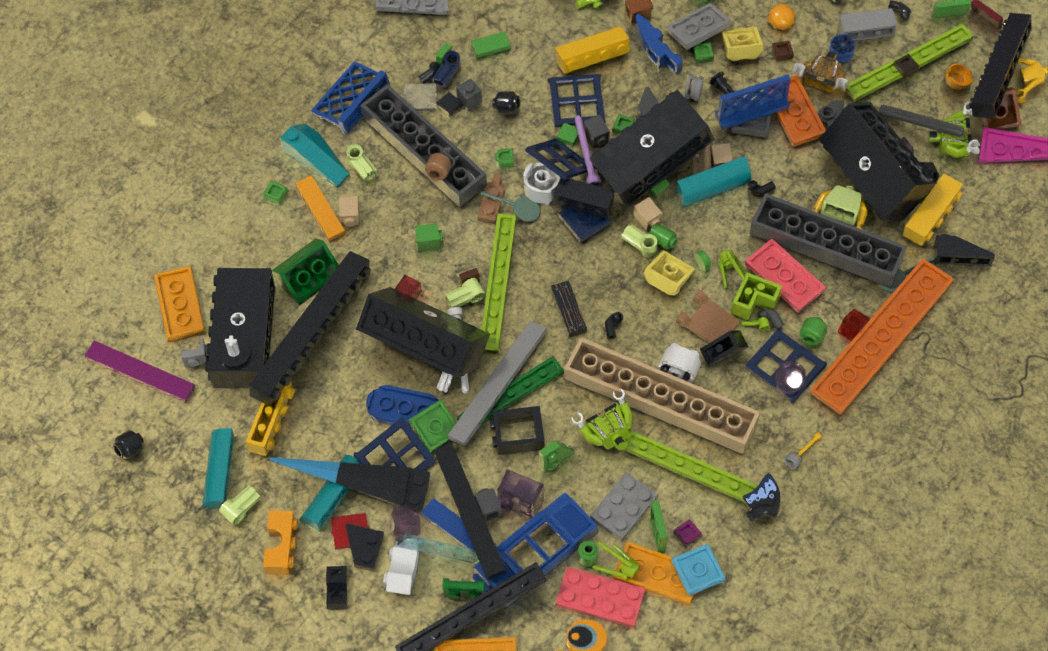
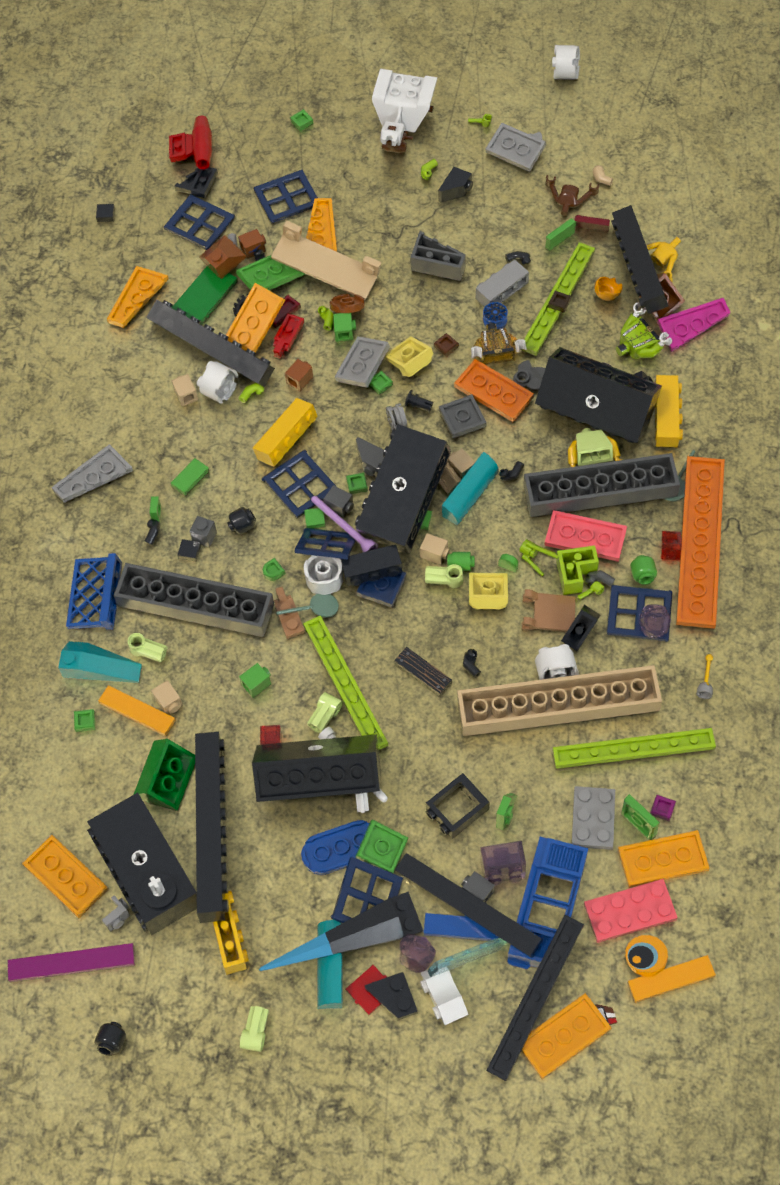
camera: 30 degrees left, 0 degrees up
(218, 468) = (209, 1008): teal brick -> none
(280, 559) = (308, 1024): light orange arch -> none
(336, 587) = (395, 1049): black slope -> none
(420, 96) = (158, 556): clear piece -> none
(438, 167) = (226, 611): medium nougat head -> none
(447, 69) = (167, 521): dark blue piece -> none
(463, 589) = (519, 976): green plate -> none
(468, 275) = (314, 697): reddish brown tile -> none
(497, 383) = (410, 776): light grey tile -> none
(526, 385) = (426, 778): green tile -> none
(588, 553) = (596, 878): bright green brick -> none
(608, 426) = (535, 754): lime torso -> none
(628, 566) = (639, 869): lime plant -> none
(652, 43) = (331, 398): blue slope -> none
(698, 569) = (696, 834): medium azure tile -> none
(747, 109) = (459, 402): blue fence -> none
(763, 499) = (708, 739): black arm -> none
(781, 17) = (425, 316): light orange hair -> none
(921, 120) = (608, 340): dark grey axle -> none
(957, 251) = (711, 434): black slope -> none

